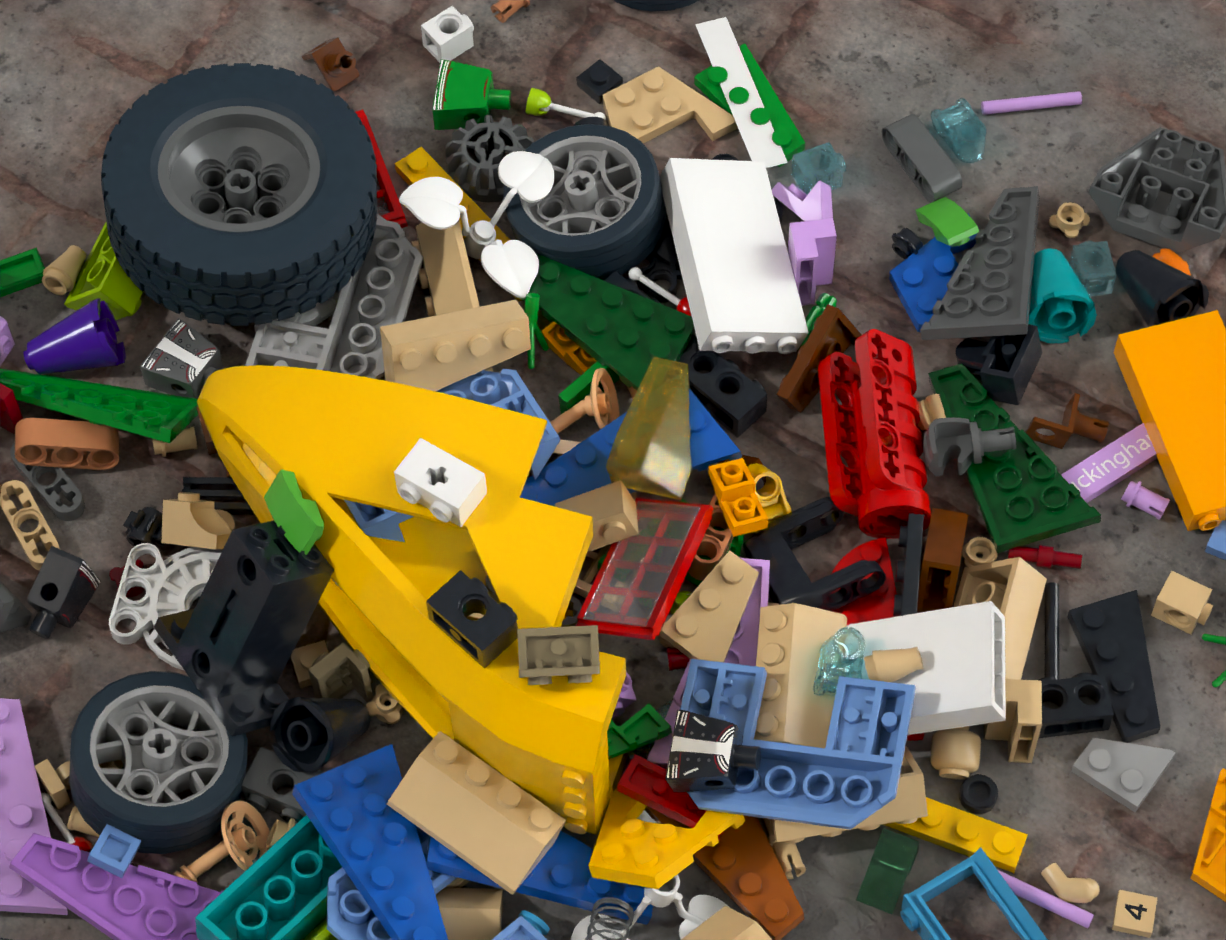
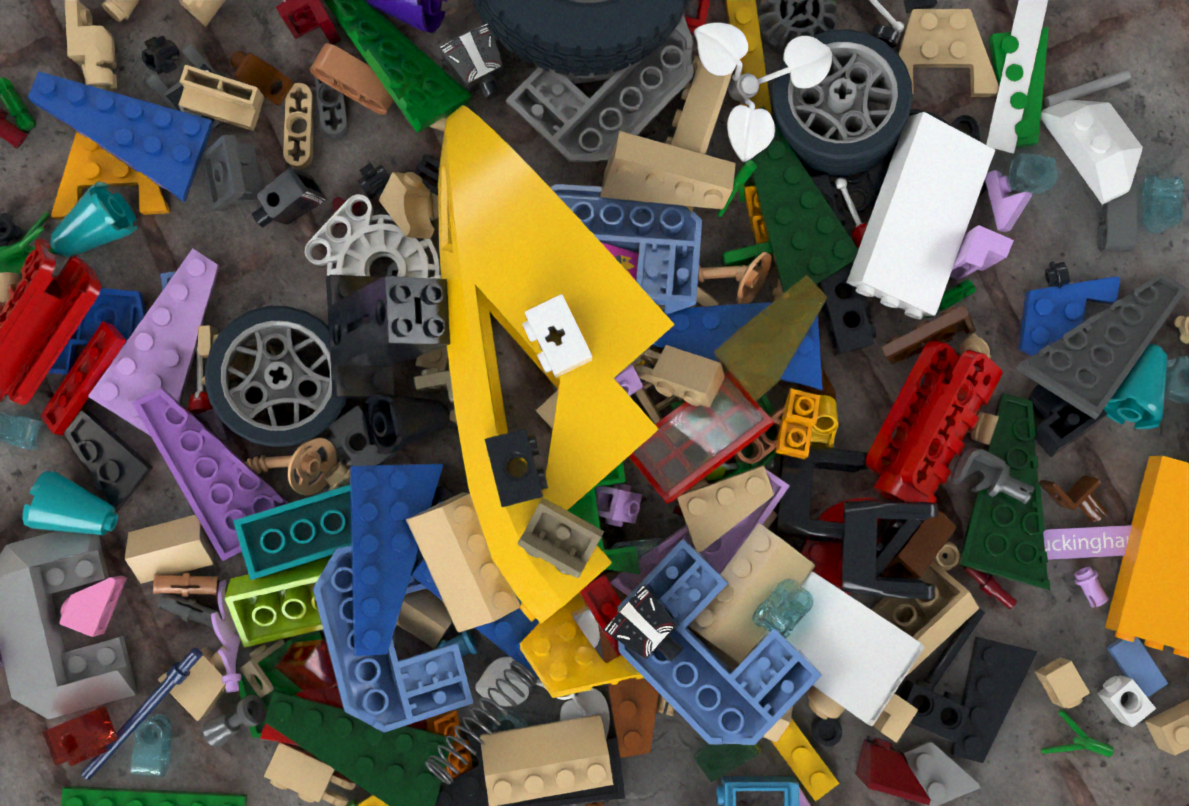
camera: 25 degrees right, 25 degrees up
(114, 851) = (210, 431): medium blue tile -> none
(295, 514) = (442, 293): bright green slope -> none
(819, 75) = (1088, 88): none -> light grey bar
(859, 112) = (1096, 144): none -> white wedge
(879, 570) = (860, 543): none -> black connector
(892, 664) = (819, 637): tan cone -> none
(948, 221) = (1100, 278): bright green slope -> none
(1070, 786) = (886, 771): none -> dark red slope

